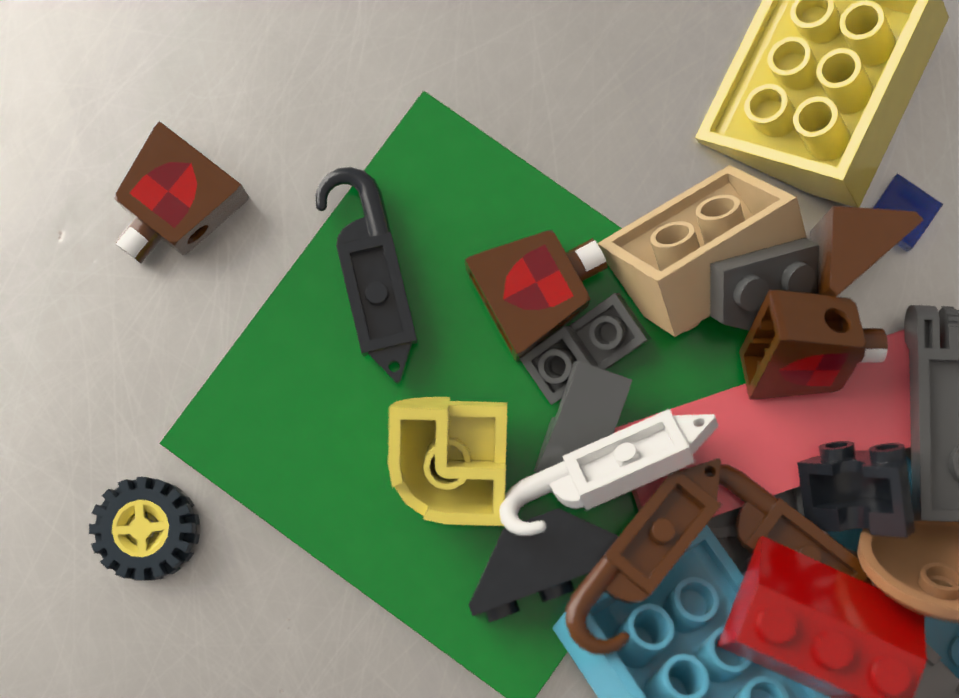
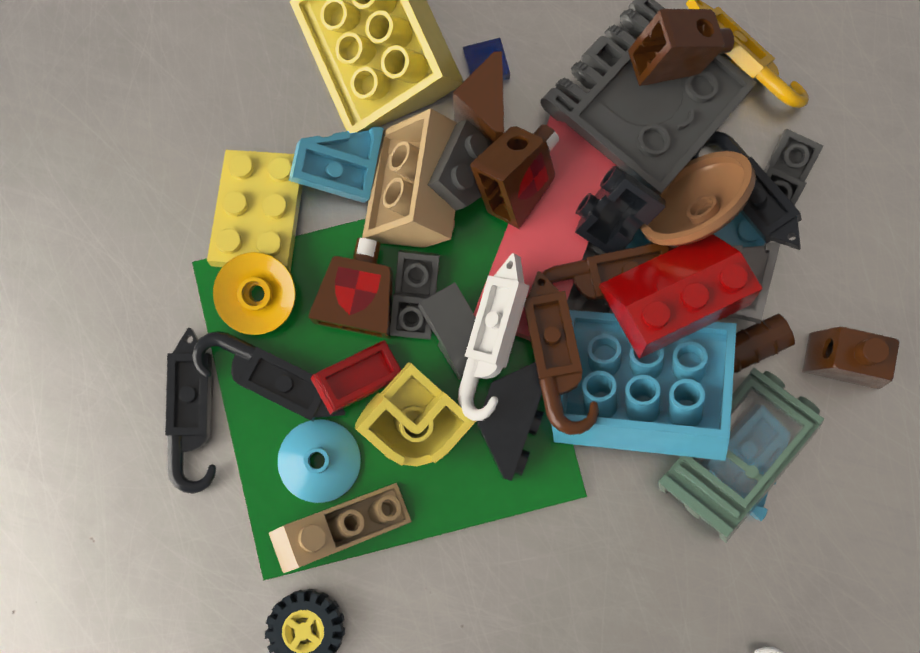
camera: 50 degrees left, 0 degrees up
(174, 196) = (127, 453): reddish brown torso -> none
(265, 219) = (187, 413): none -> black plate
(277, 476) = (339, 527): none -> tan slope
(337, 424) = (340, 464): none -> medium azure dish
(422, 166) = (234, 293): none -> yellow dish
(446, 361) = (356, 377): none -> red tile
(534, 110) = (255, 207): none -> light yellow plate
(656, 151) = (338, 163): none -> medium azure wing

